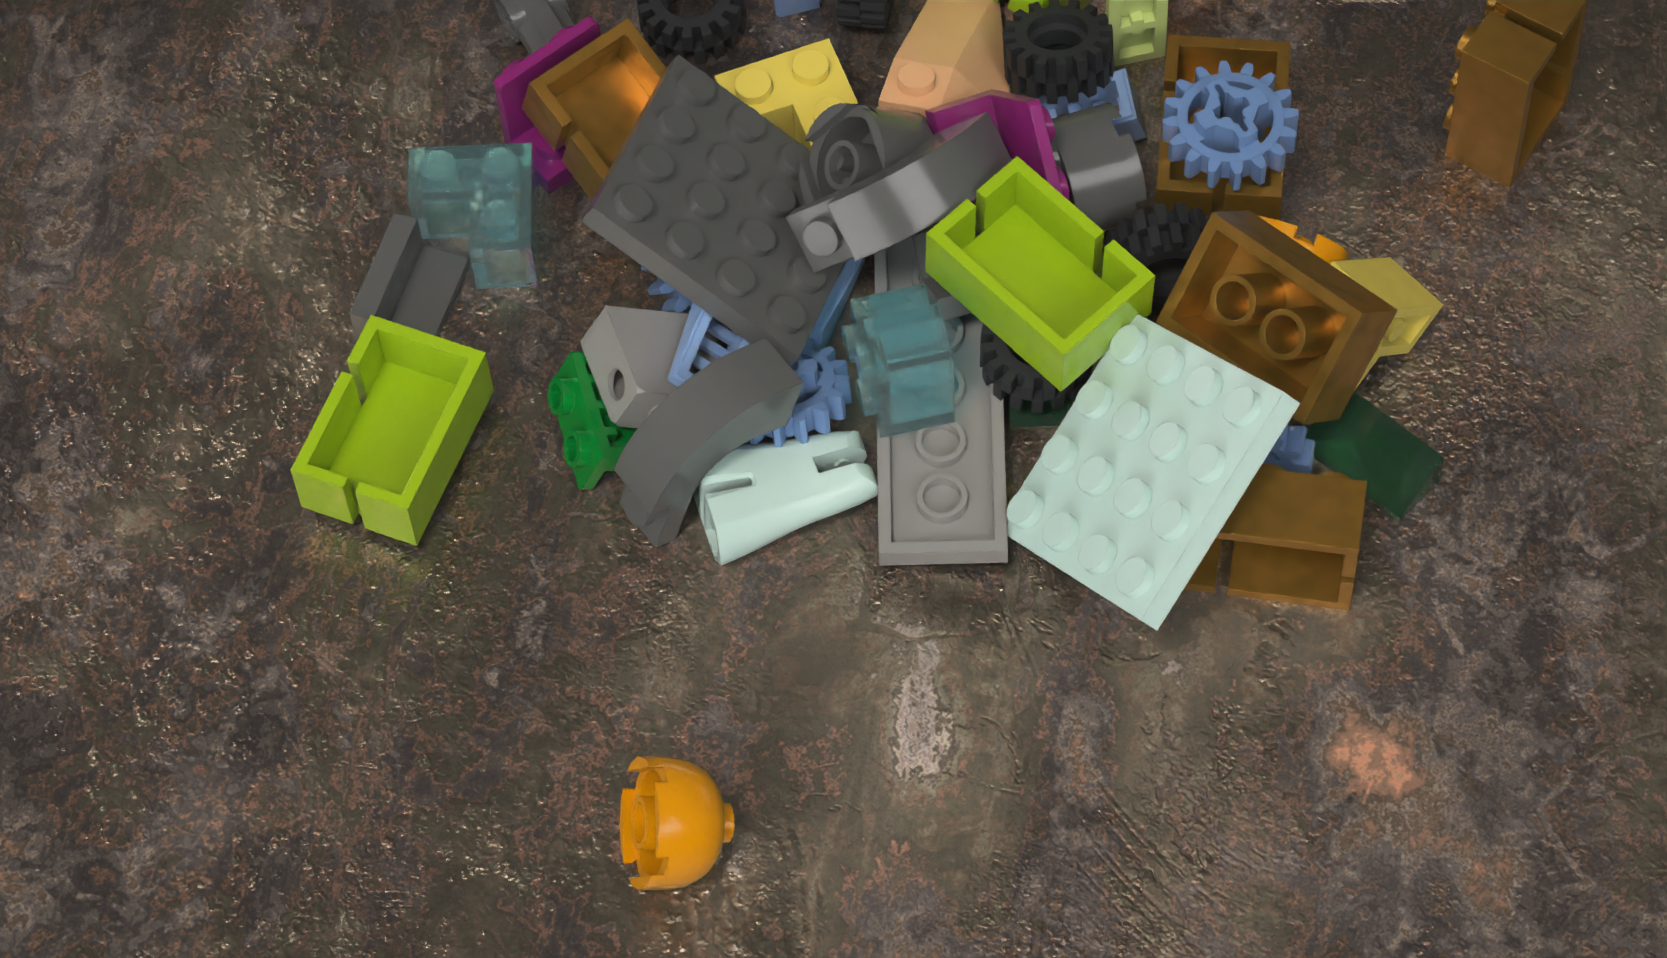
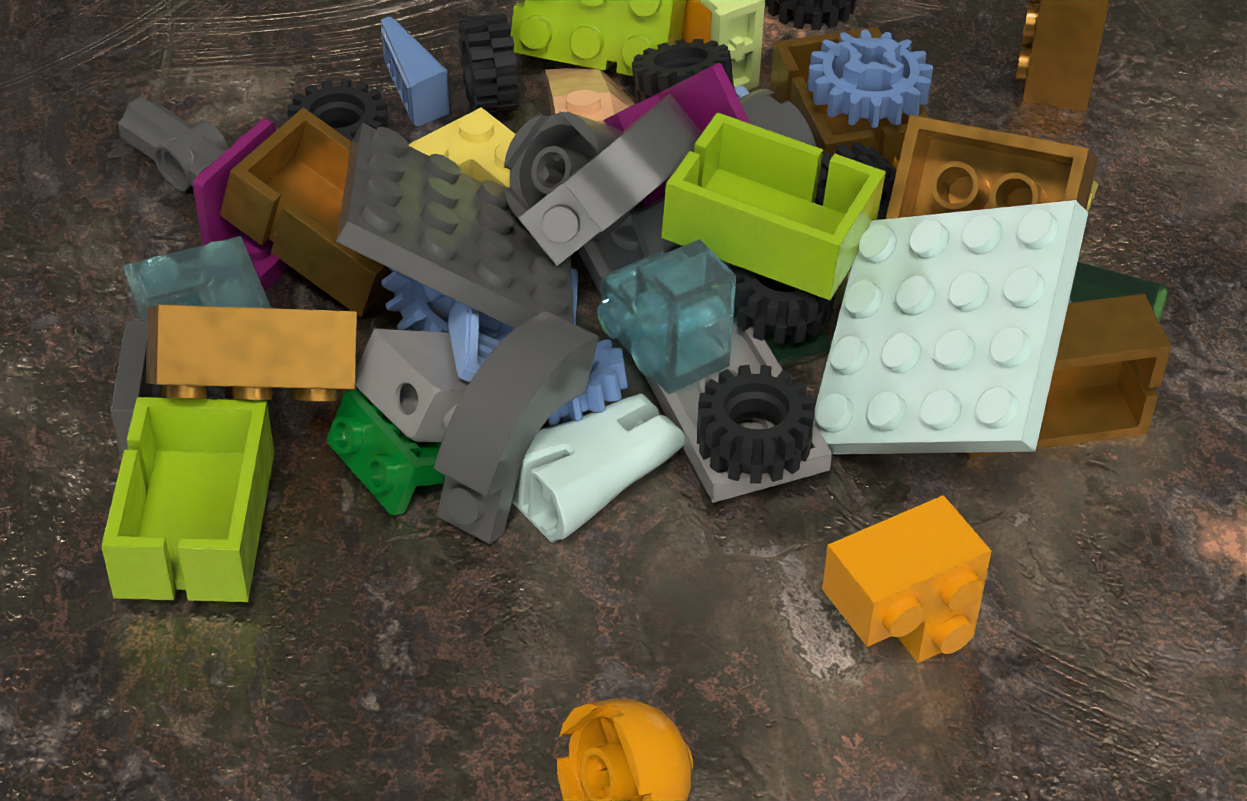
camera: 25 degrees left, 15 degrees down
(486, 292) = (250, 351): none -> pearl gold brick
(938, 470) = (755, 449): none -> black tyre
(994, 714) = (911, 579): none -> light orange brick

